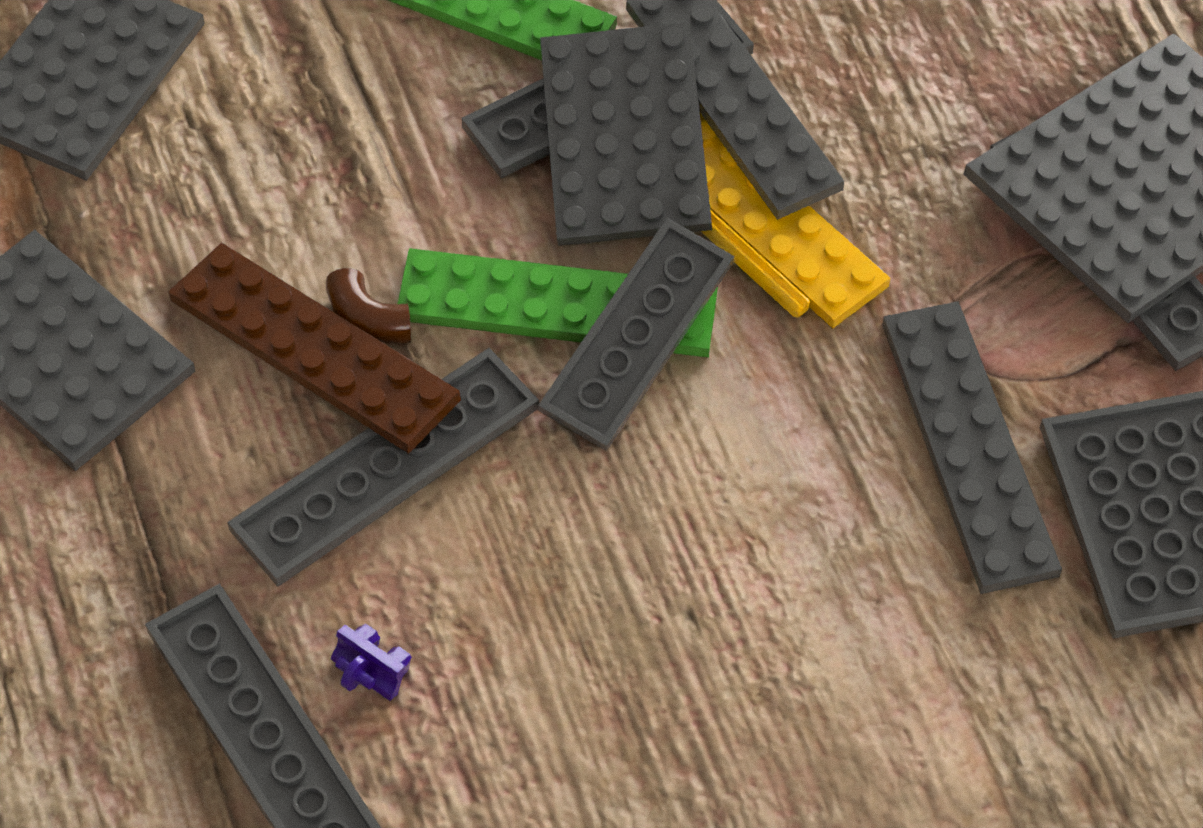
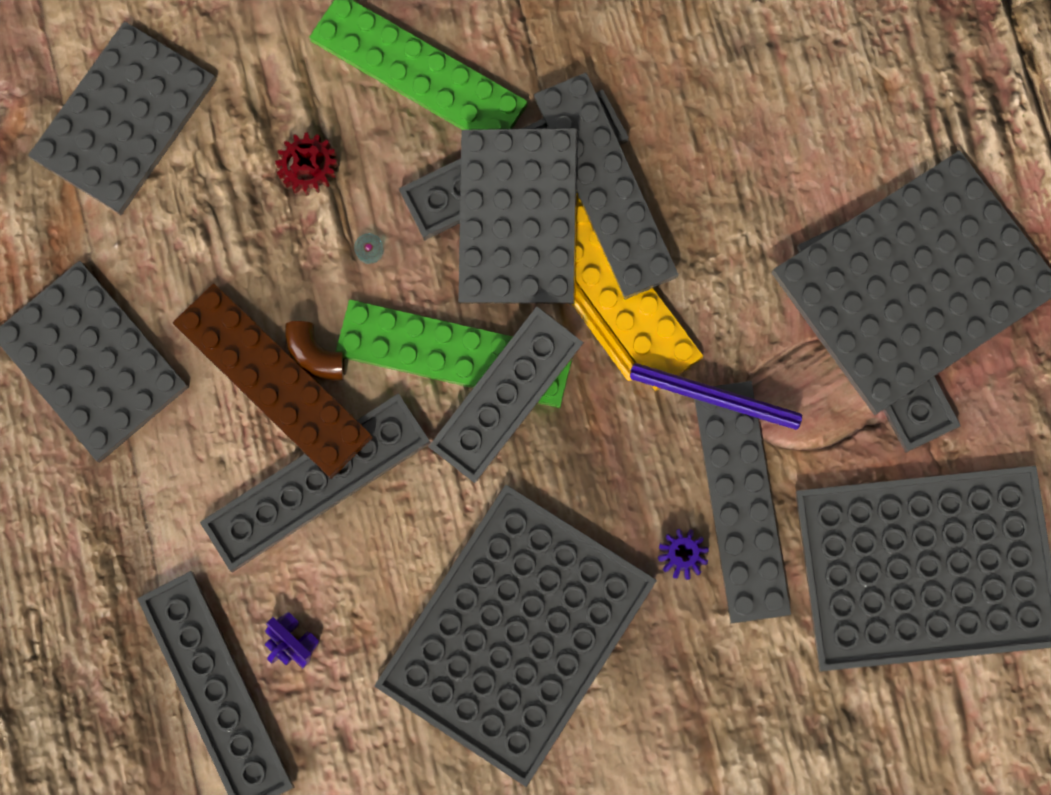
camera: 20 degrees right, 20 degrees up
(335, 100) = (309, 151): none -> dark red gear
(428, 192) = (369, 248): none -> clear light blue tile
(687, 630) = (515, 635): none -> dark grey plate
(903, 507) = (689, 546): none -> dark purple gear
(916, 315) = (716, 396): none -> dark purple axle

